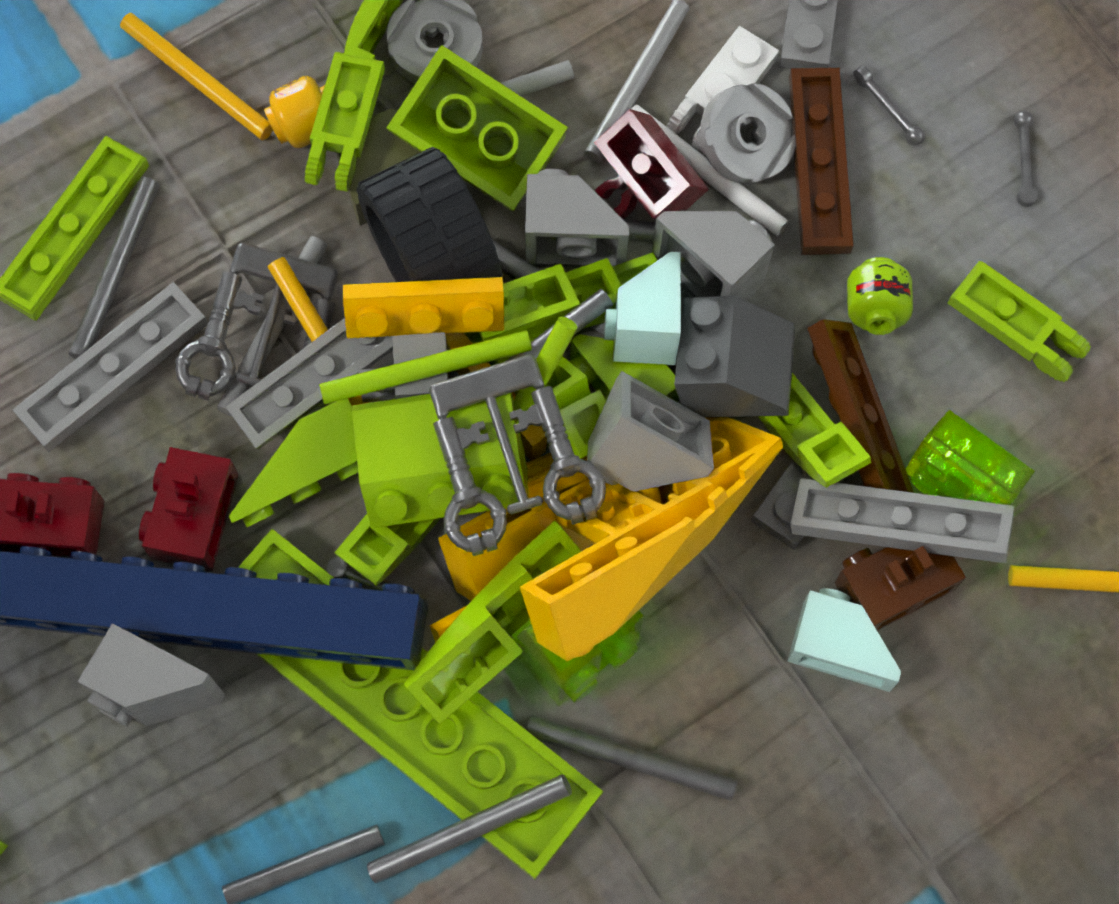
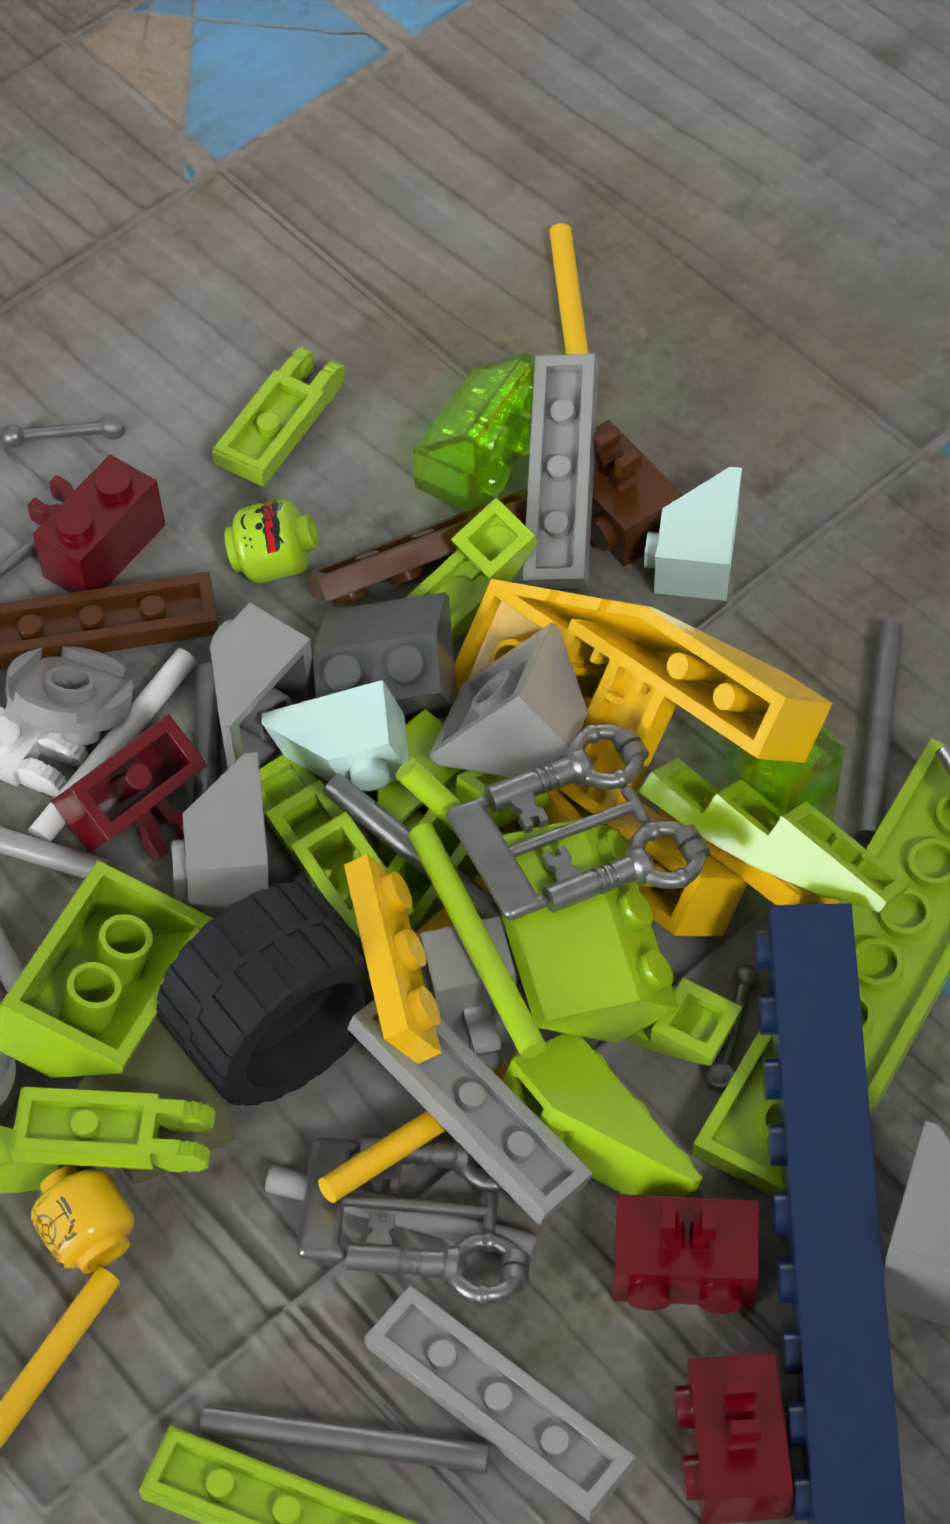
camera: 95 degrees left, 15 degrees down
(908, 166) = (96, 526): none -> dark red brick

